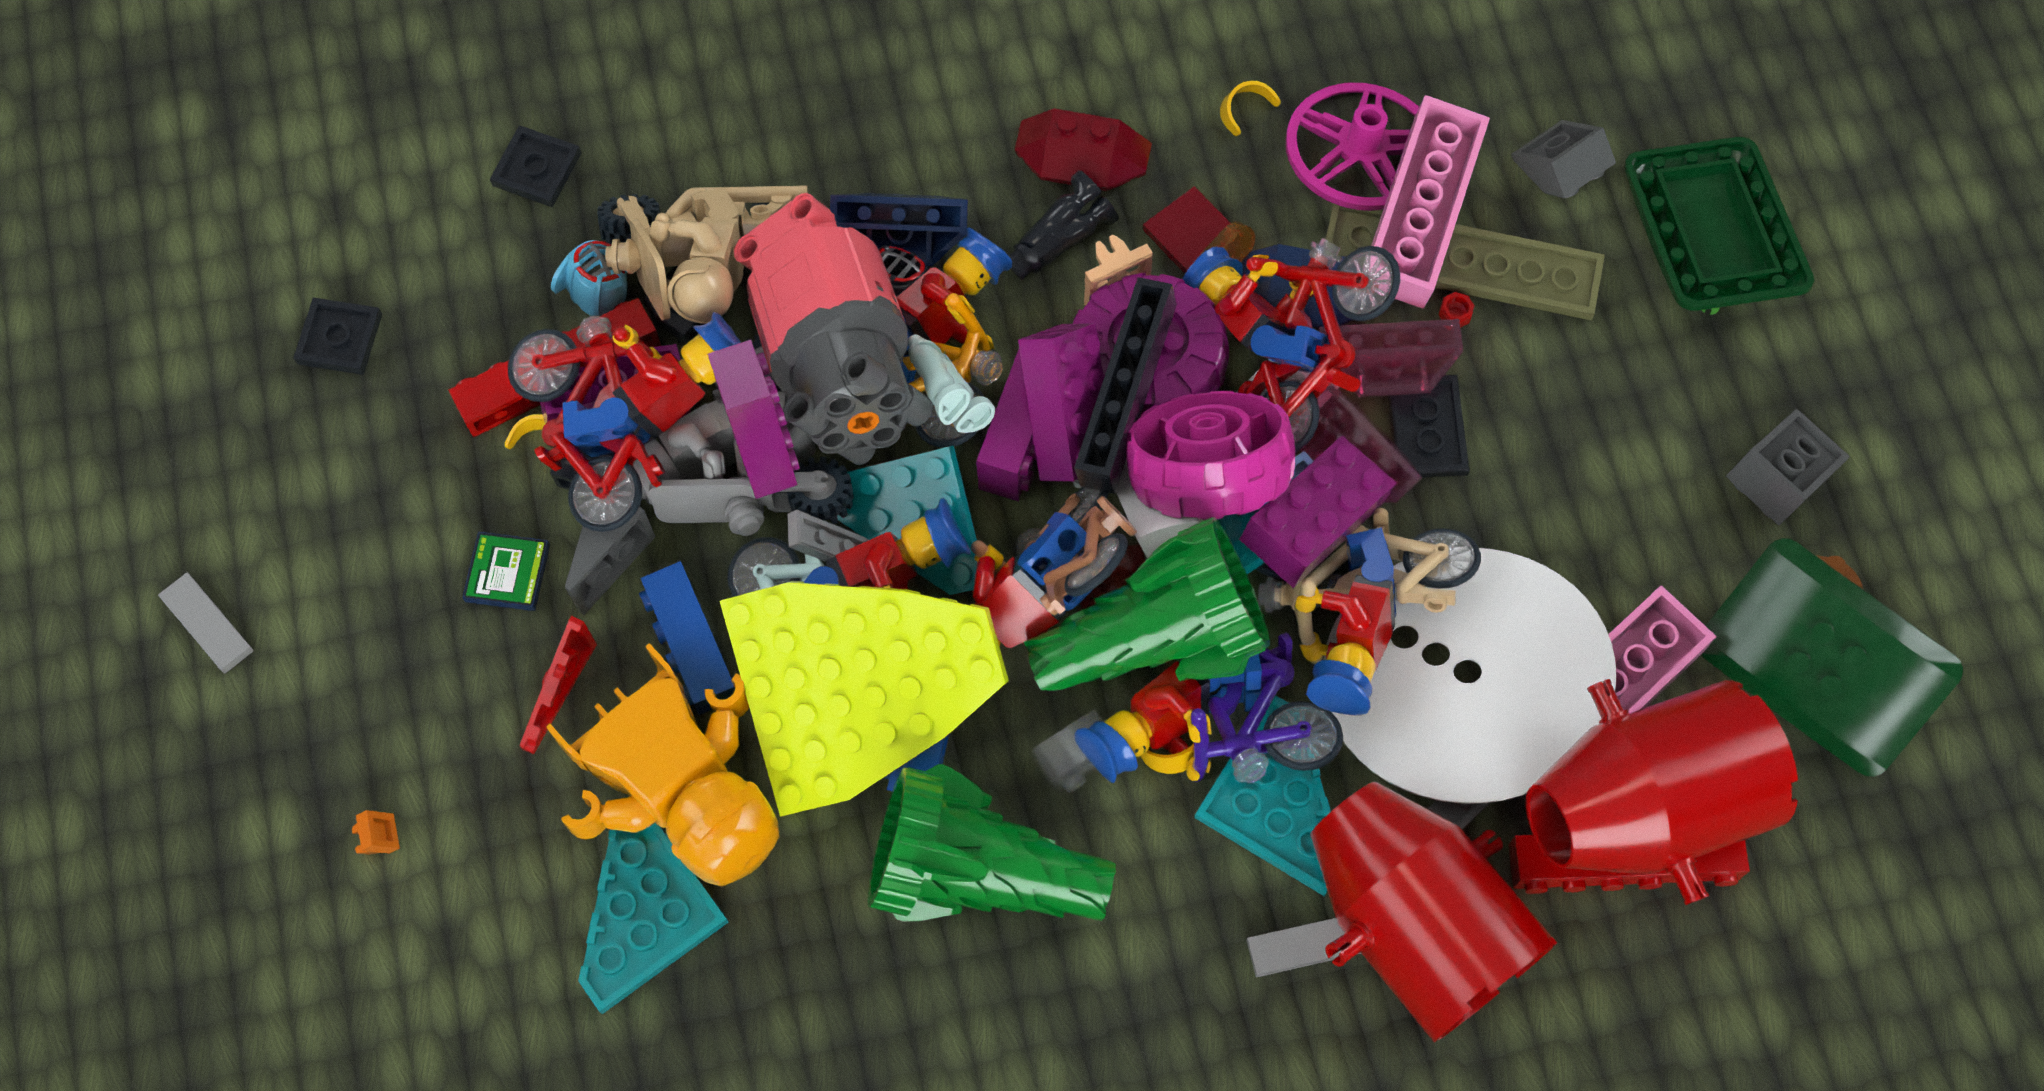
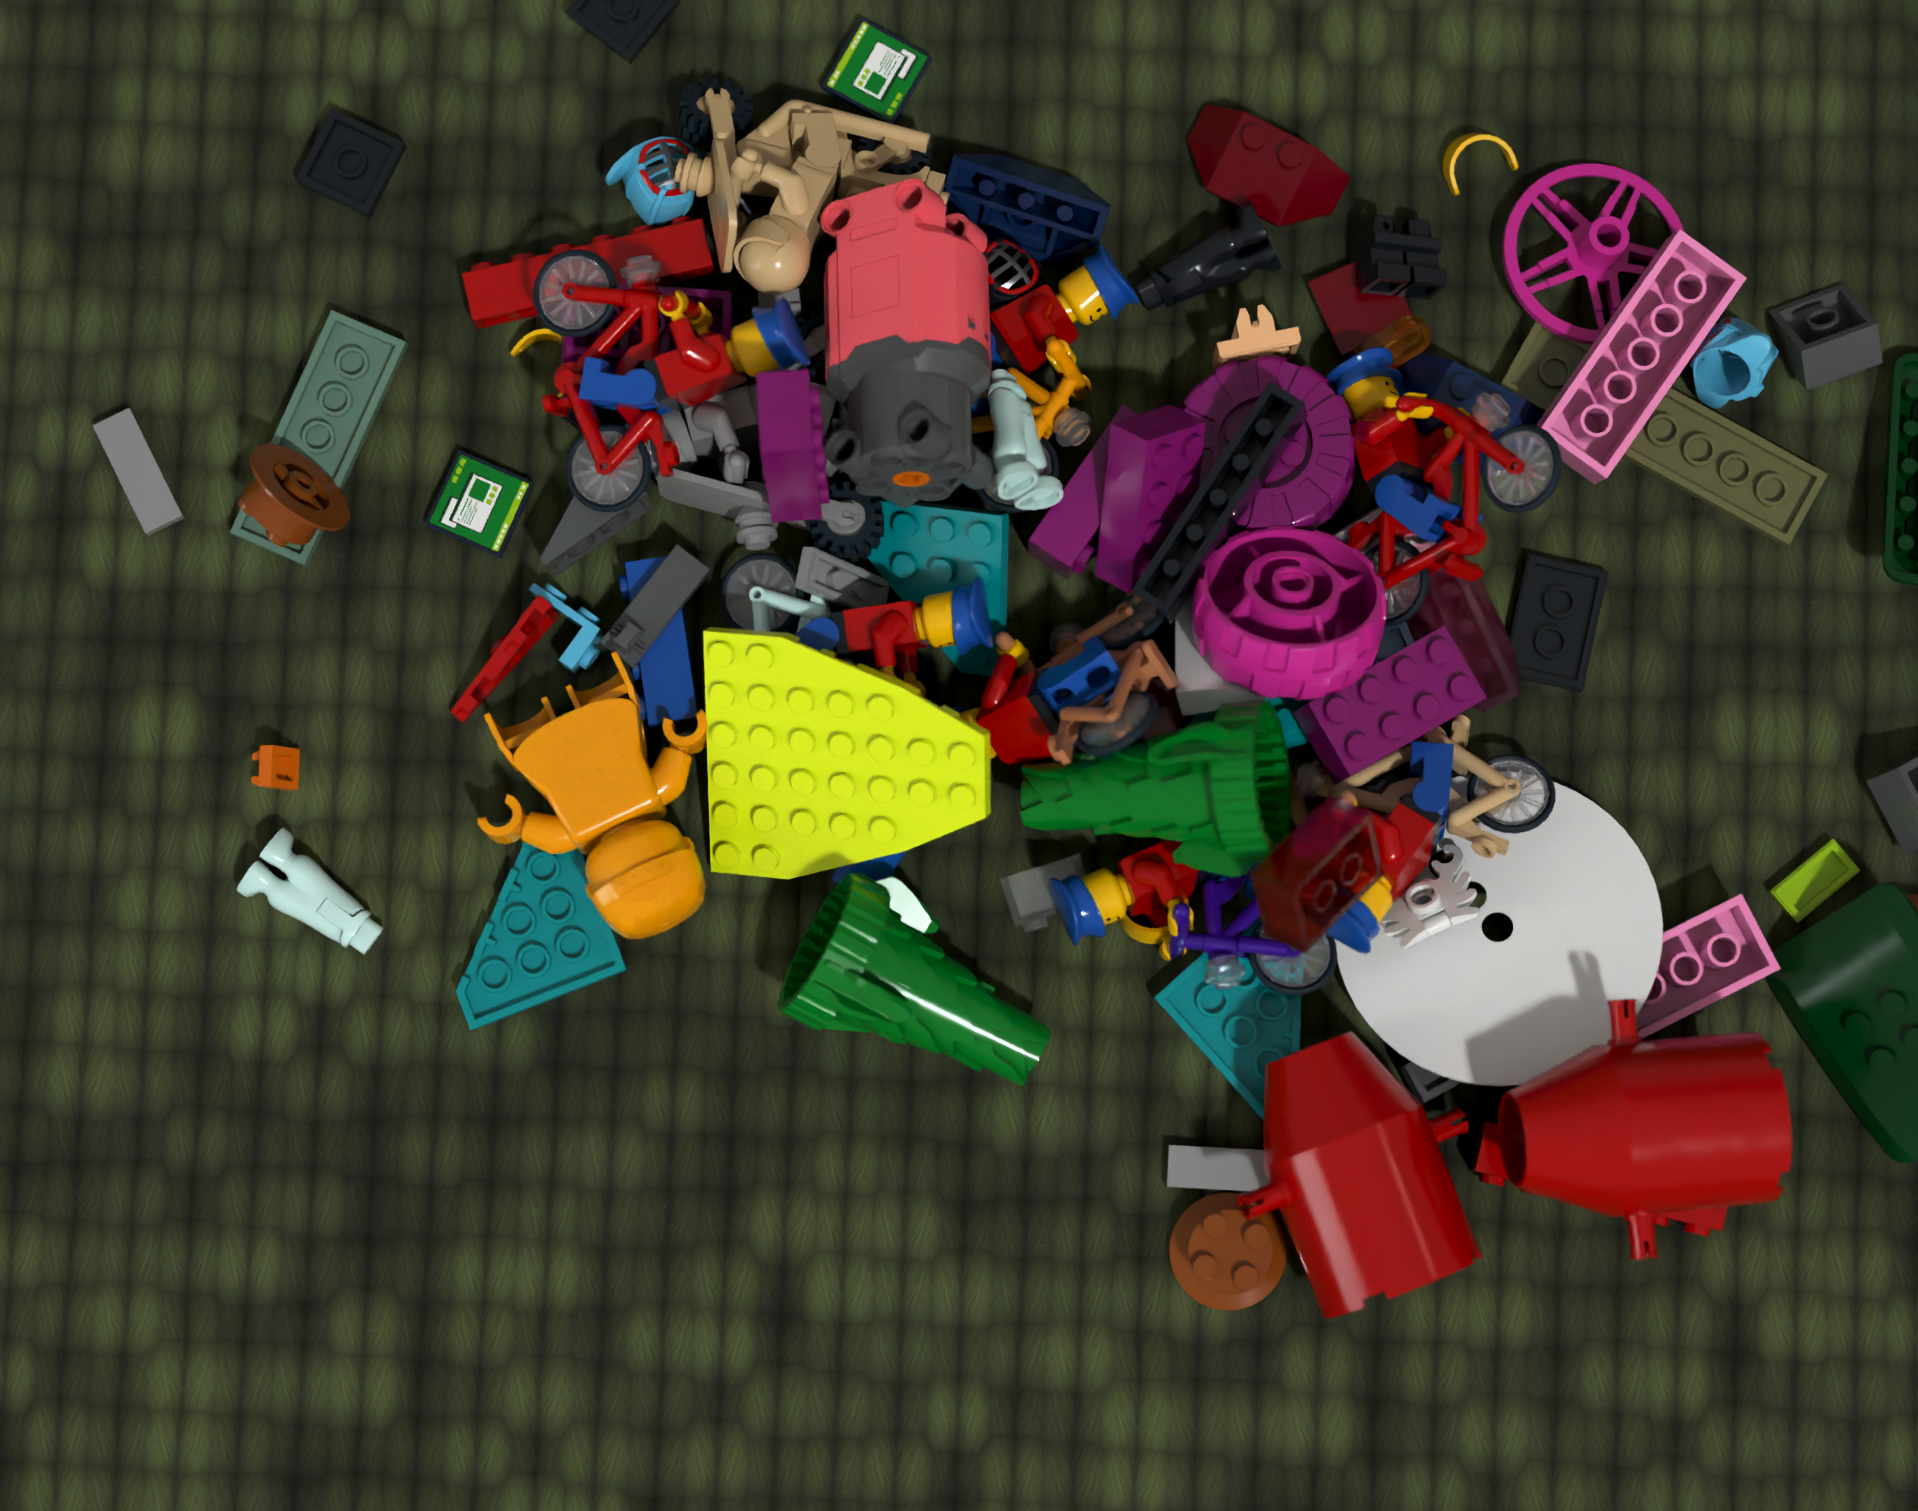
camera: 15 degrees right, 15 degrees up
(337, 597) = (292, 496): none -> dark orange piece
(355, 555) = (332, 411): none -> sand green plate
(427, 933) = (309, 895): none -> light aqua piece
(622, 658) = (582, 649): none -> medium azure bracket
(675, 604) = (655, 606): none -> dark grey hinge
(752, 159) = (877, 72): none -> tile
(1212, 186) = (1400, 262): none -> black hips
(1305, 647) = (1317, 873): none -> clear red brick
(1328, 1018) = (1225, 1257): none -> dark orange piece
(1402, 355) = (1549, 544): clear pink wedge -> none
(1407, 665) = (1432, 904): none -> white animal
(1457, 307) = (1634, 492): red tile -> none
(1499, 190) = (1731, 362): none -> medium azure piece
(1712, 569) = (1814, 881): none -> lime tile

